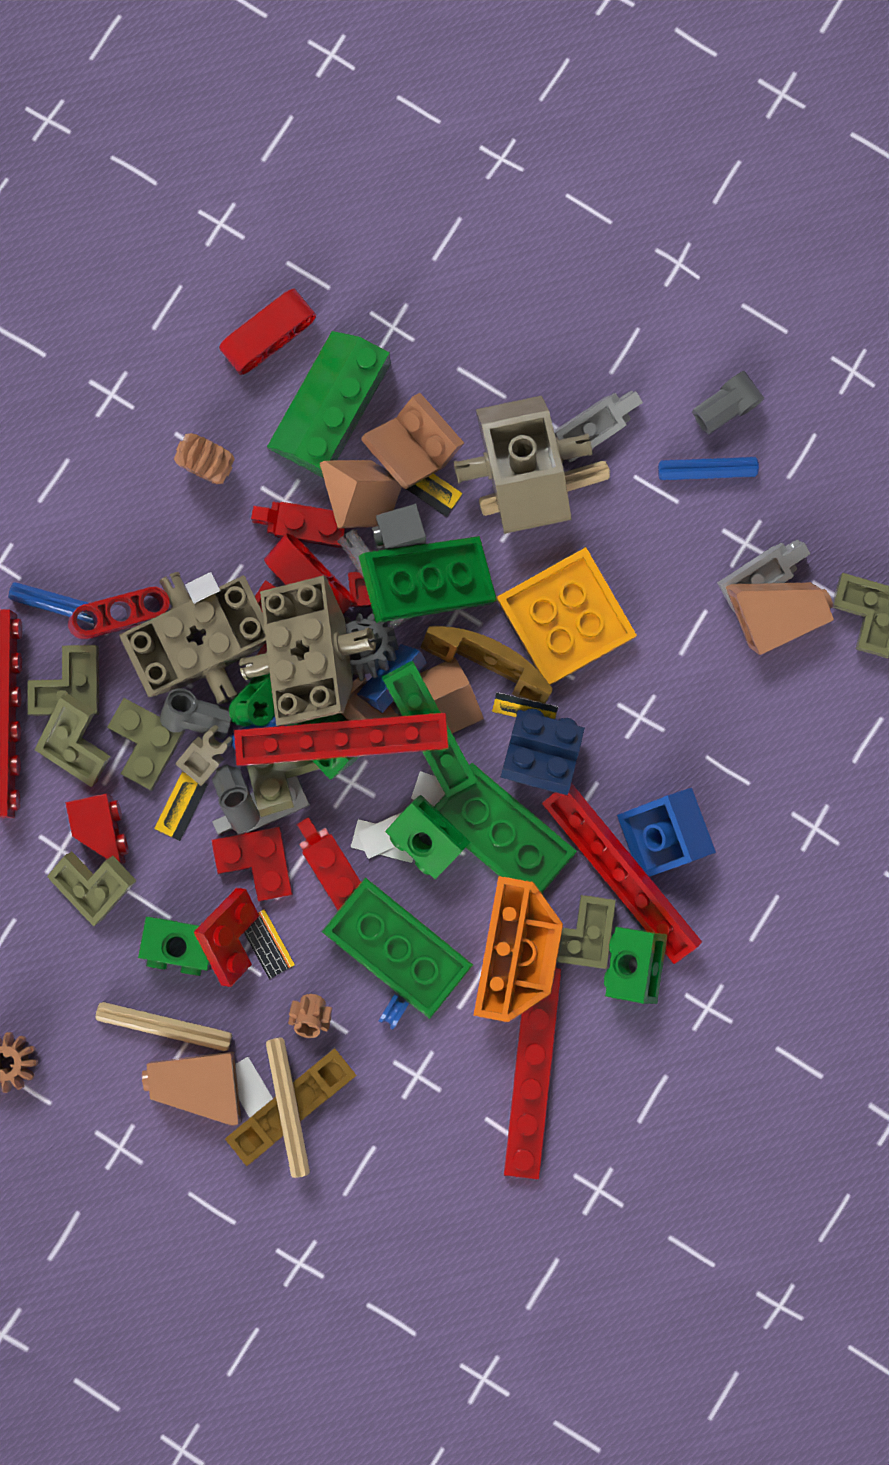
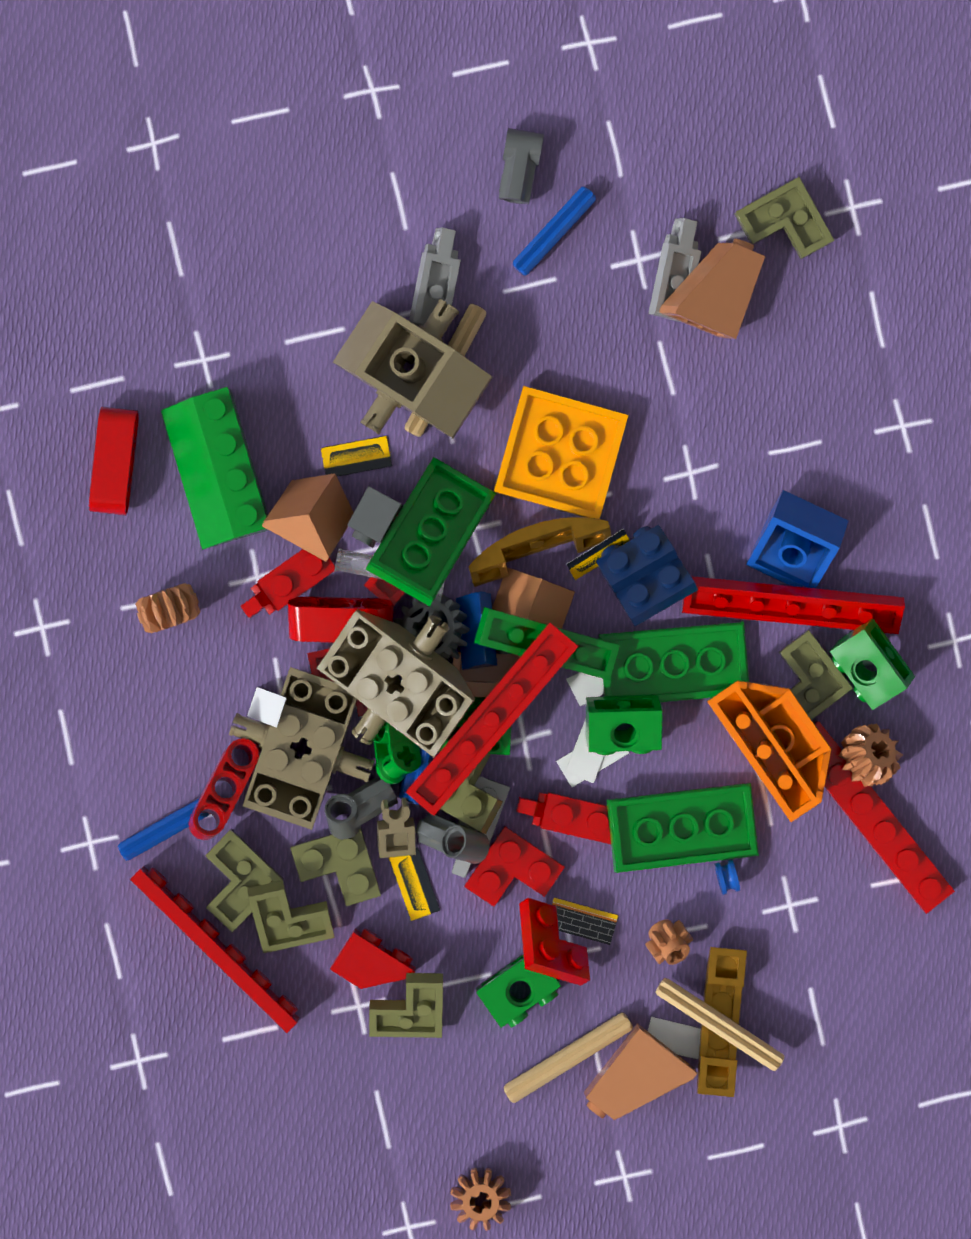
camera: 45 degrees left, 5 degrees up
(413, 442) = (313, 437): nougat bracket -> none
(573, 1026) = (870, 755): none -> nougat gear

